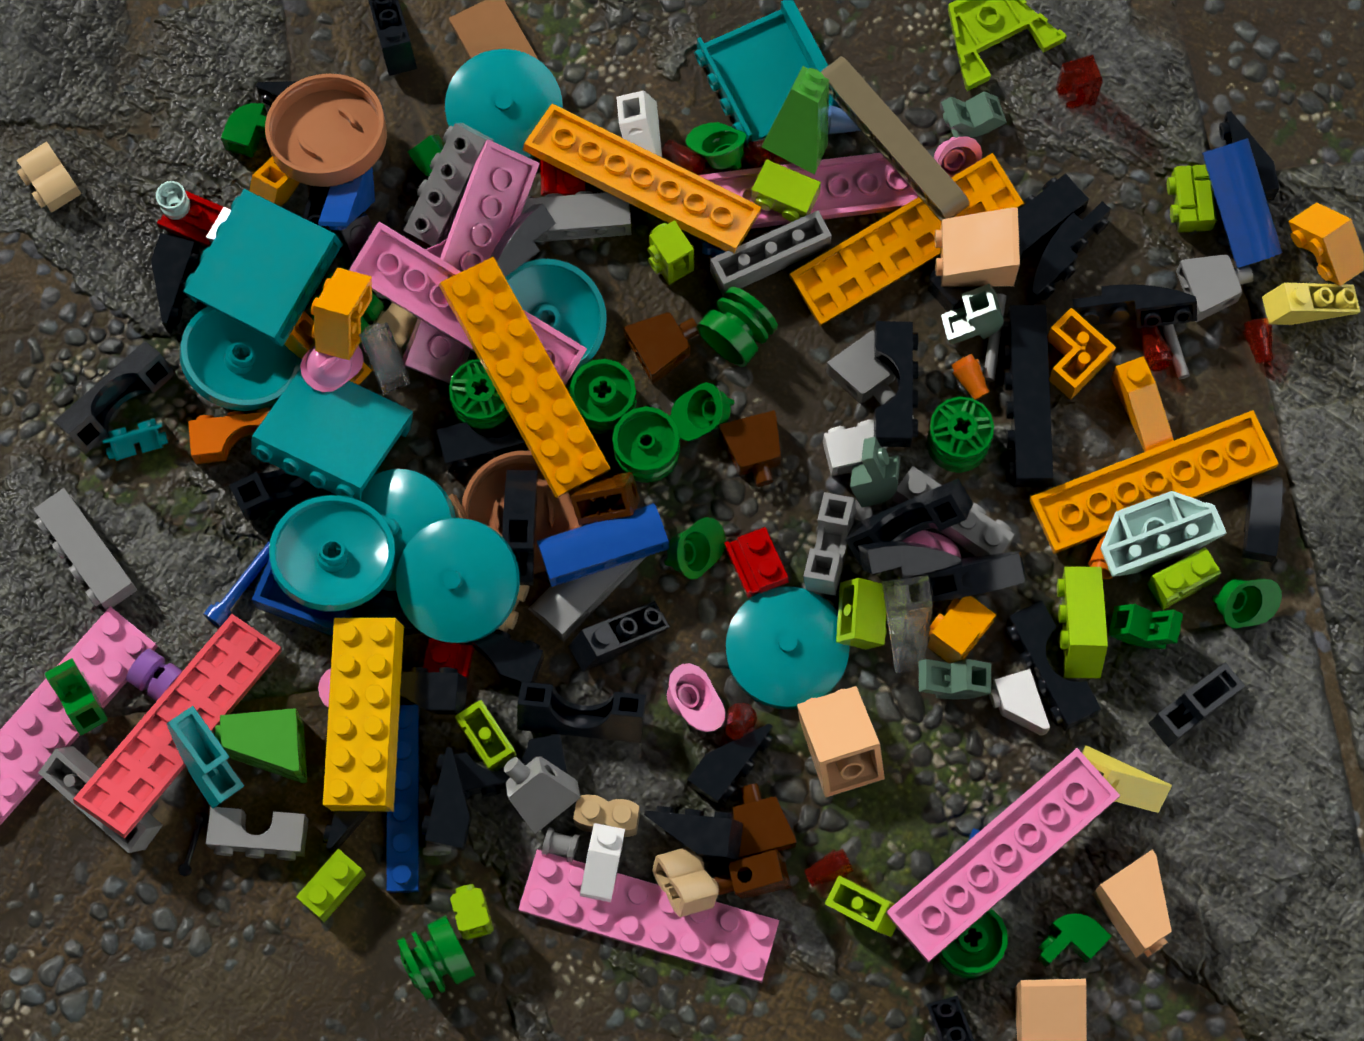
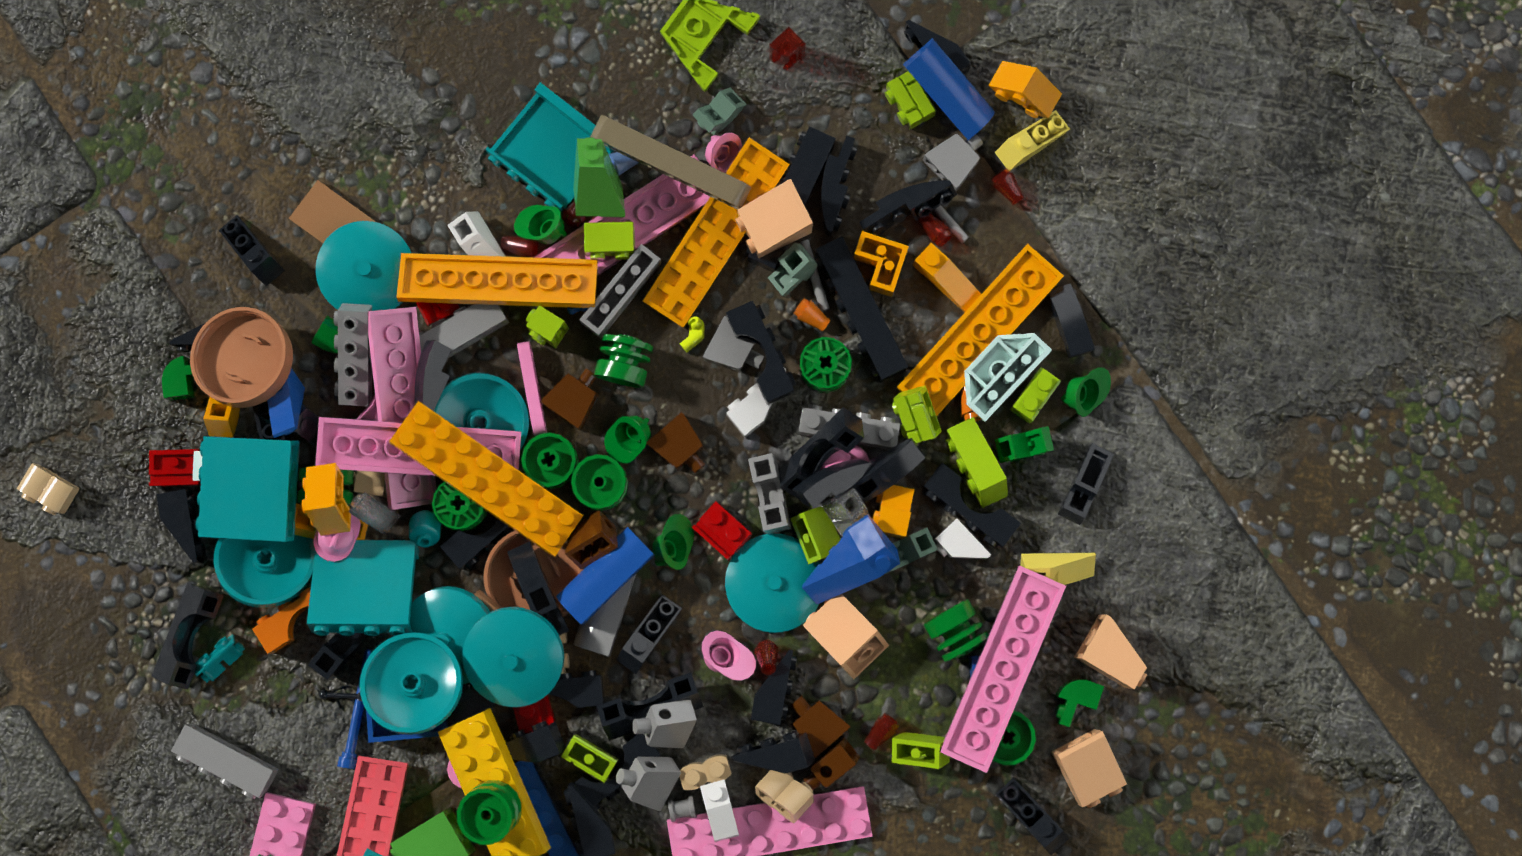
camera: 25 degrees left, 10 degrees up
(152, 674) = (318, 827): medium lavender wheel -> none
(170, 194) = (147, 462): light aqua wheel -> none
(228, 532) = (324, 694): none -> black hinge
(330, 718) = (489, 812): none -> green wheel
(429, 404) = (424, 528): none -> teal head
(591, 738) = (667, 724): none -> light grey torso
(622, 309) = (532, 388): none -> bright pink beam
(831, 338) = (696, 334): none -> neon yellow arm
(877, 475) = (779, 427): sand green brick -> none
(891, 654) = (856, 559): none -> blue wedge
(969, 788) = (956, 630): none -> green wheel
(1038, 534) = (916, 414): none -> lime brick

